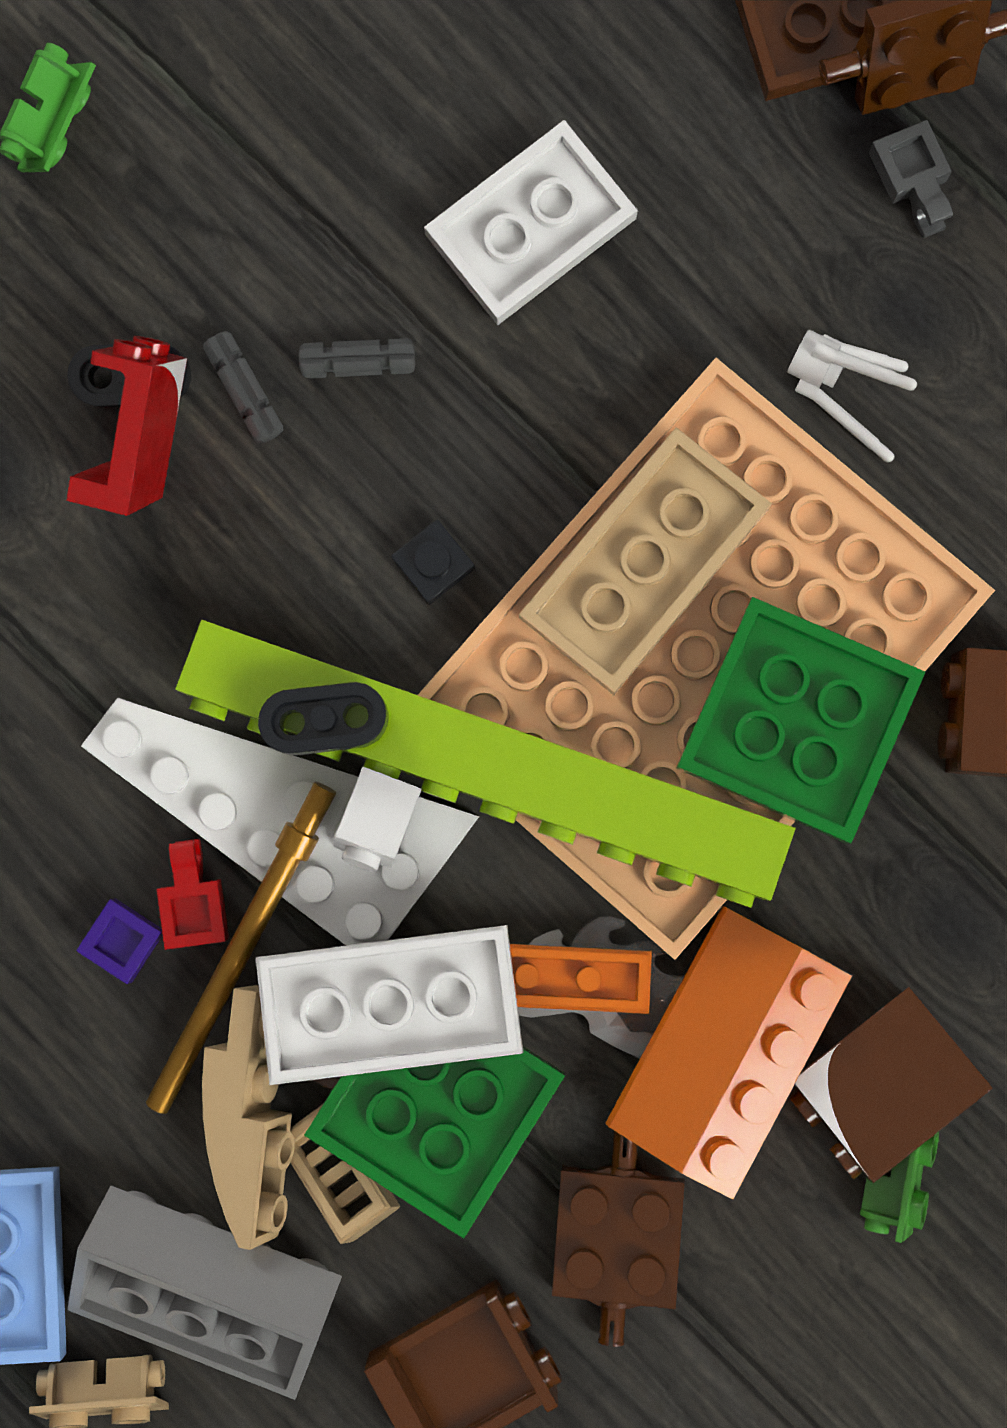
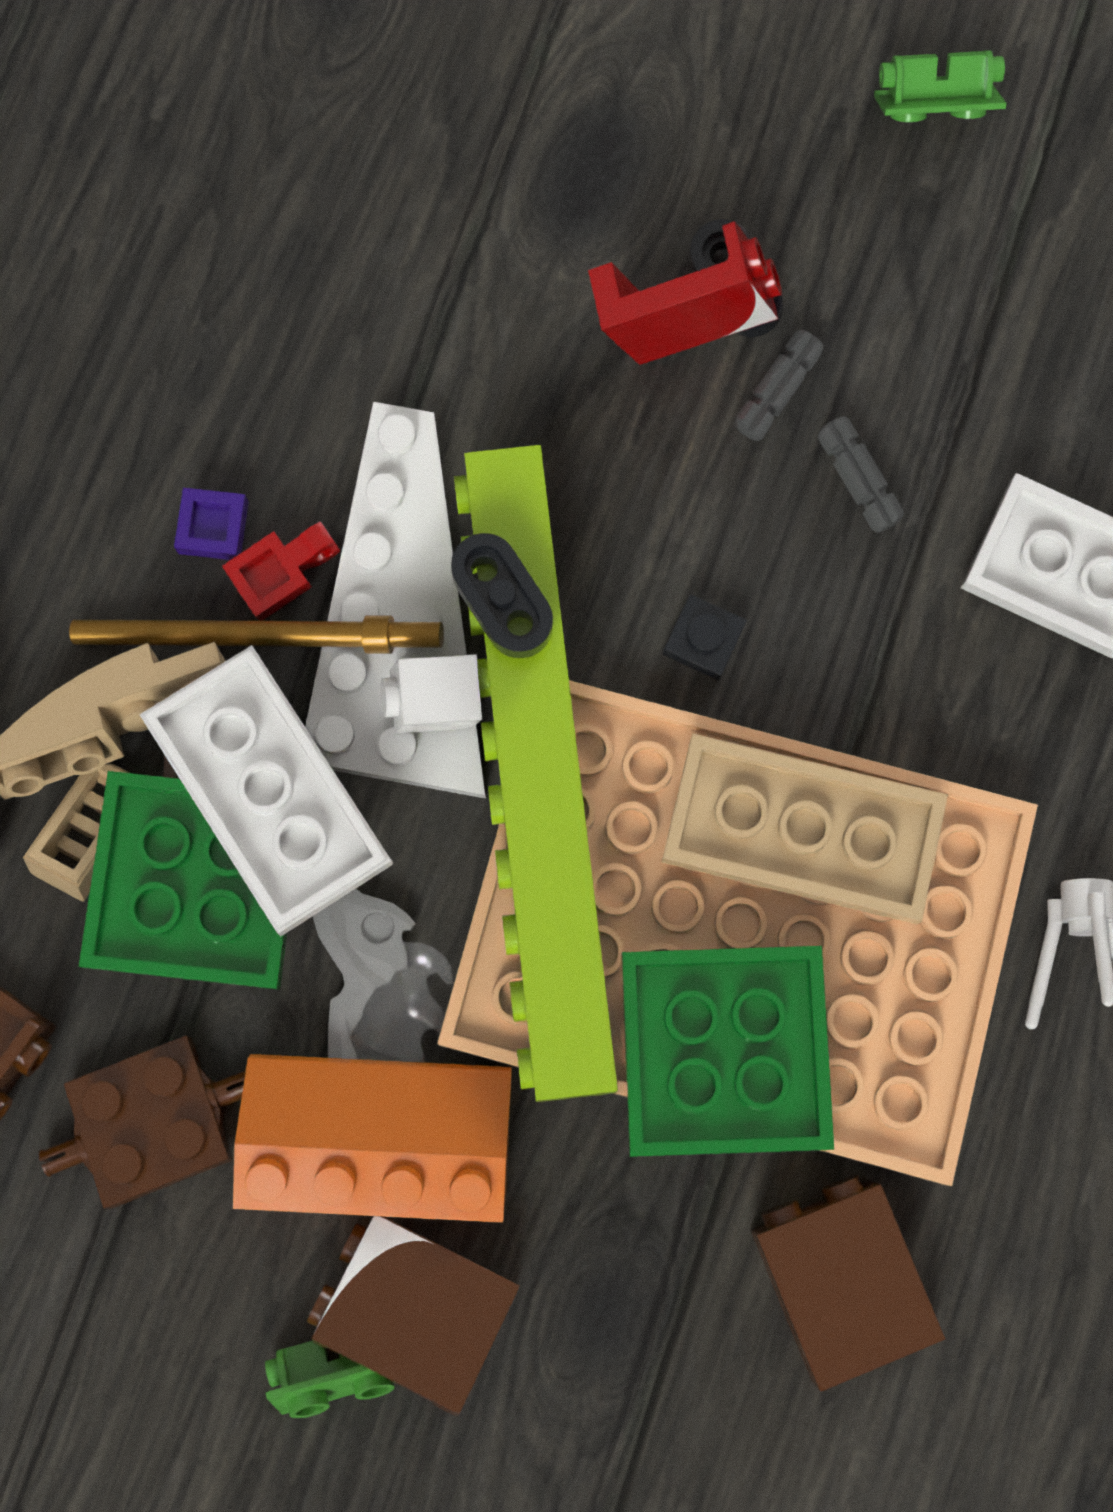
camera: 60 degrees right, 5 degrees down
(582, 978) = (376, 962): orange tile -> none

